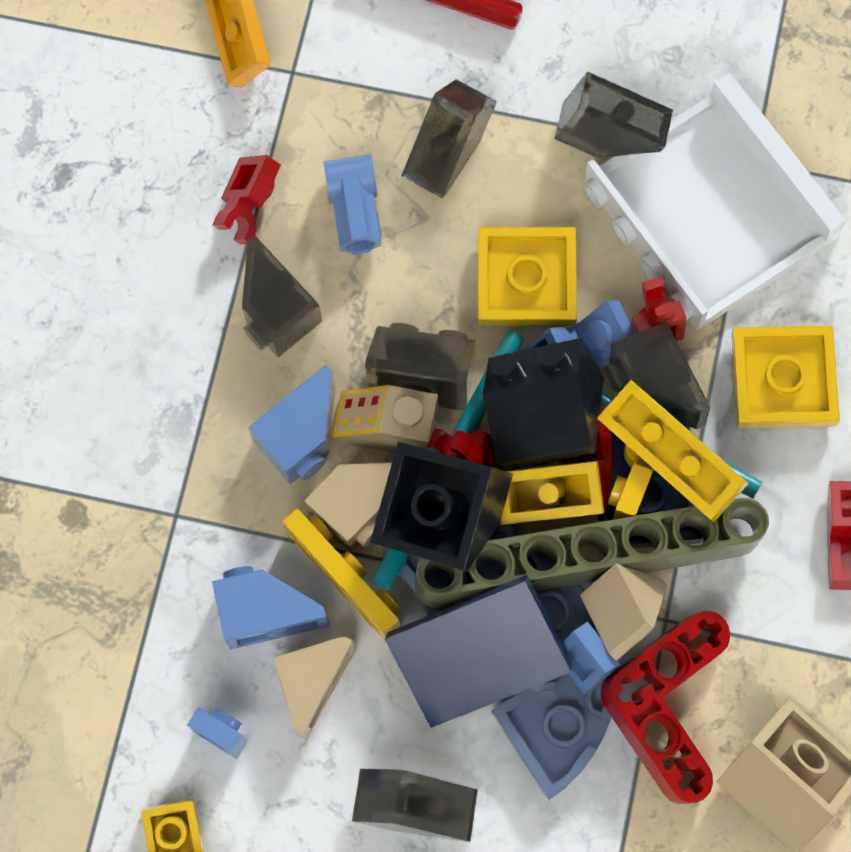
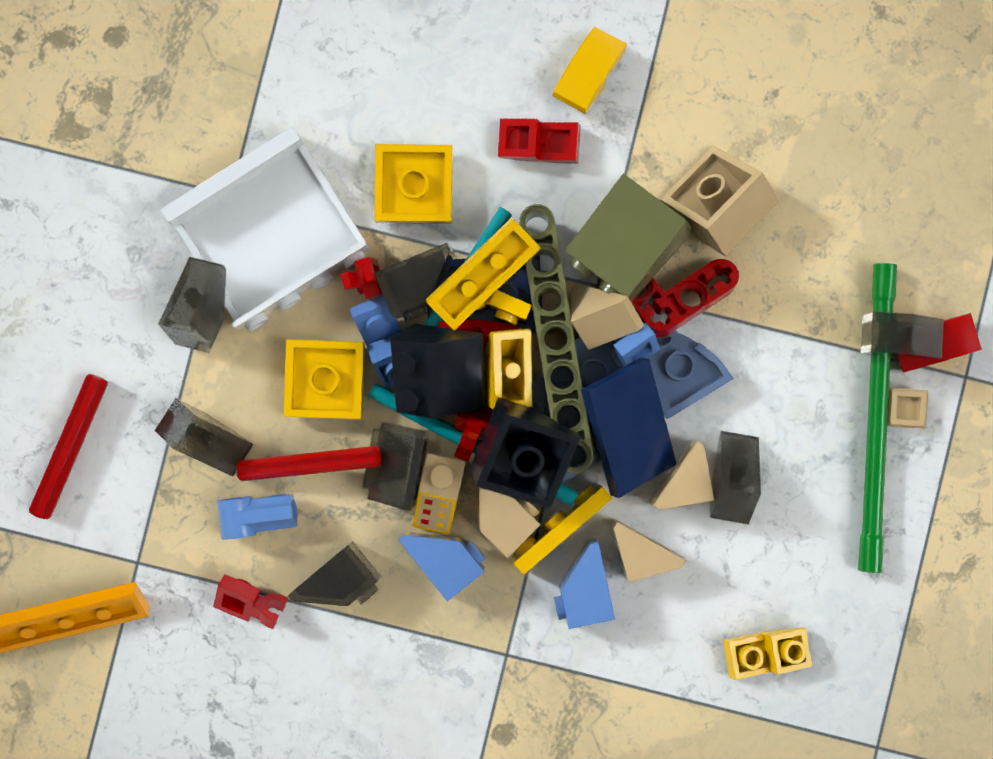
camera: 90 degrees left, 15 degrees up
(219, 730) = (677, 622): medium blue plate -> none
(407, 739) = (687, 481): none -> tan slope
(420, 258) = (309, 463): none -> red axle
(731, 643) = (628, 239): none -> olive slope

